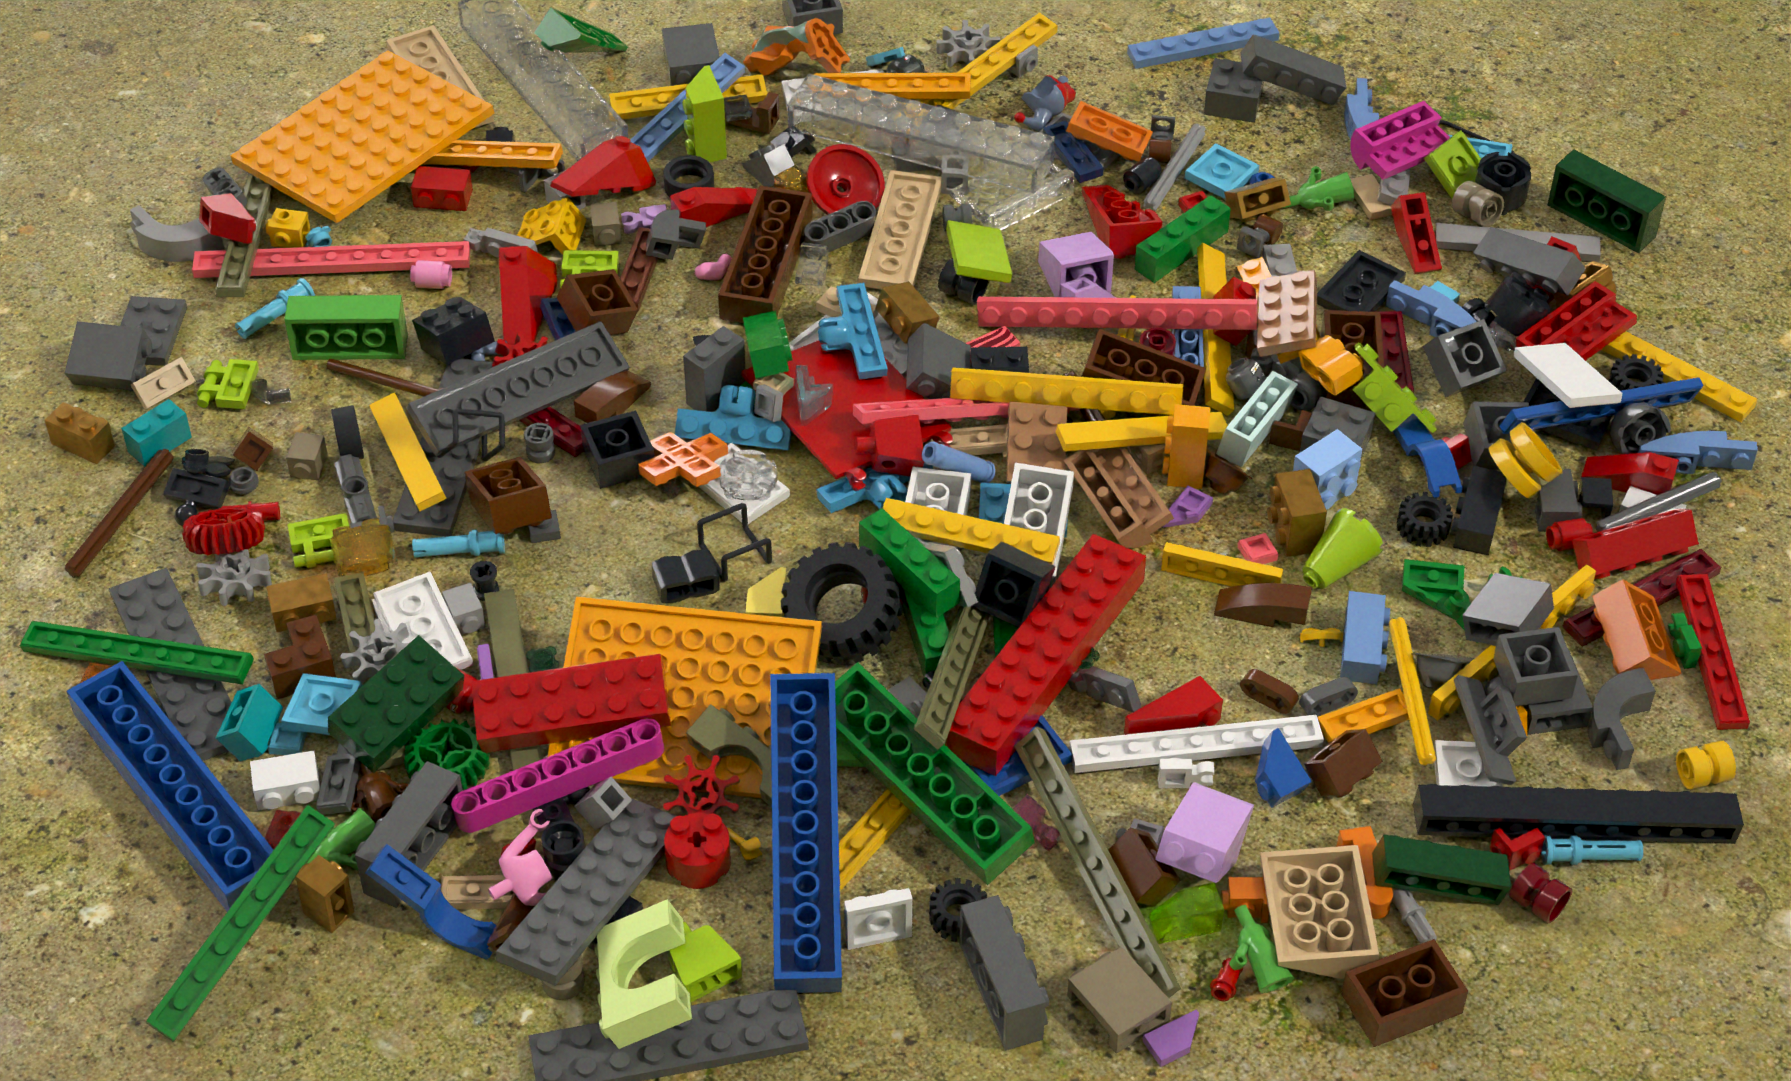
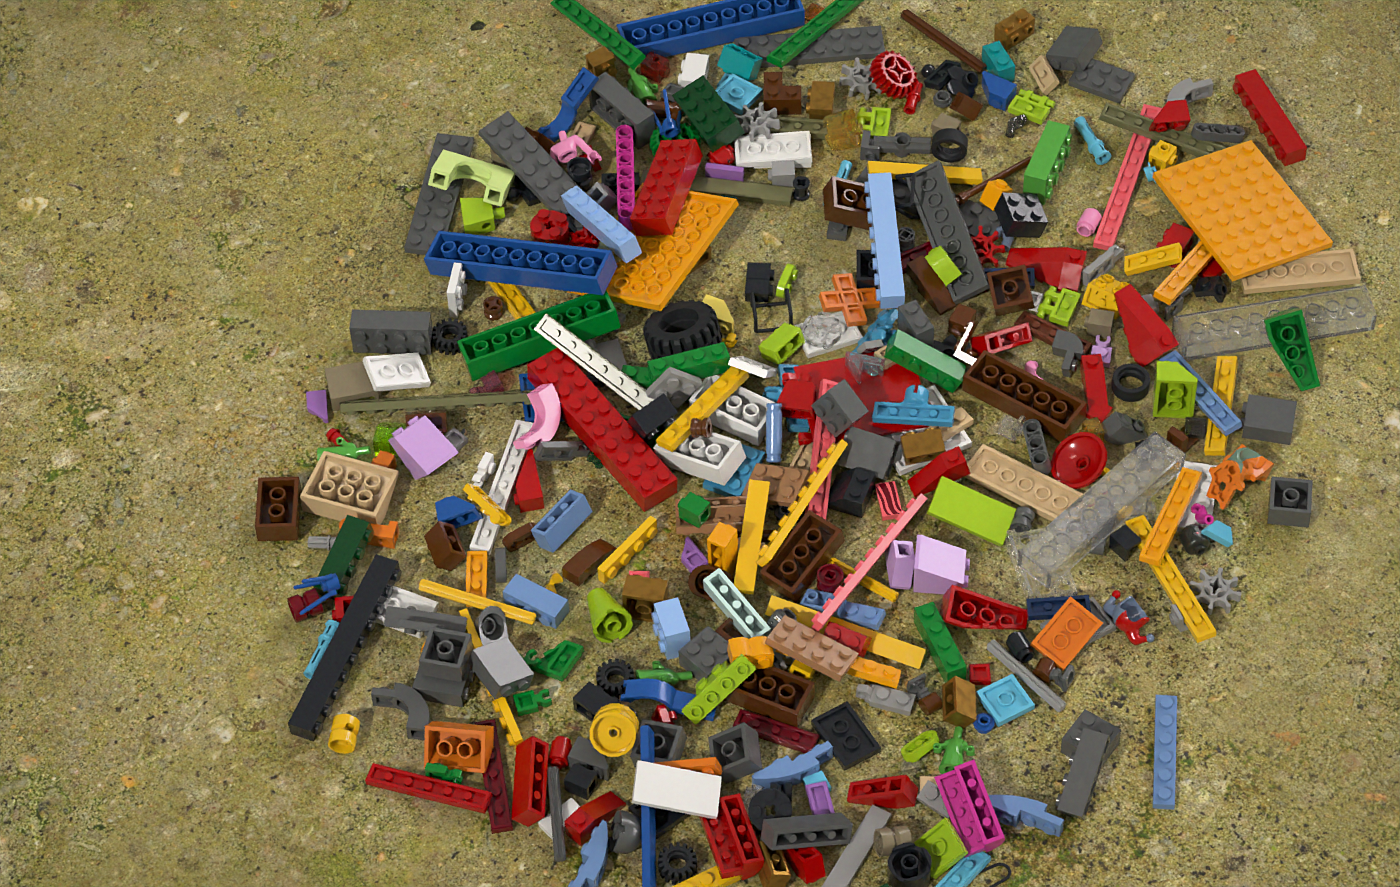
camera: 115 degrees right, 5 degrees up
(176, 154) = (1269, 117): none -> red brick
(213, 421) = (998, 90): none -> blue slope
(422, 365) = (993, 192): none -> light orange brick
(434, 749) = (669, 127): none -> blue plant
(482, 191) = (1153, 259): none -> yellow plate
(577, 424) = (885, 240): none -> light blue brick
(585, 370) = (943, 265): none -> lime brick
(658, 545) = (788, 276): none -> lime plate
(661, 350) = (959, 318): none -> reddish brown brick
(684, 305) = (1001, 339): none -> red slope
(693, 741) = (601, 224): none -> light blue brick
(708, 315) = (967, 356): none -> bracket
(789, 514) = (781, 343): none -> lime brick
(866, 500) = (753, 366): none -> white tile
(871, 869) = (493, 308): none -> reddish brown wheel
(877, 64) = (1201, 514): none -> dark pink arm
(910, 376) = (839, 408): none -> dark grey brick
(933, 291) = (947, 464): none -> red slope
(1015, 508) = (701, 428): none -> reddish brown wheel
(1071, 943) = (396, 371): none -> white tile
(1080, 716) = (547, 417): none -> bright pink arch
(1141, 489) = (694, 509): none -> green brick
(1223, 645) = (561, 521): none -> medium blue brick
(1254, 729) = (487, 505): none -> yellow plate
(1333, 222) = (919, 746): none -> lime plate
(1394, 474) = (661, 673): none -> bright green piece
(1467, 282) = (819, 798): none -> medium lavender tile
(1507, 853) = (328, 583): none -> blue plant
(1518, 375) = (703, 765): none -> orange plate

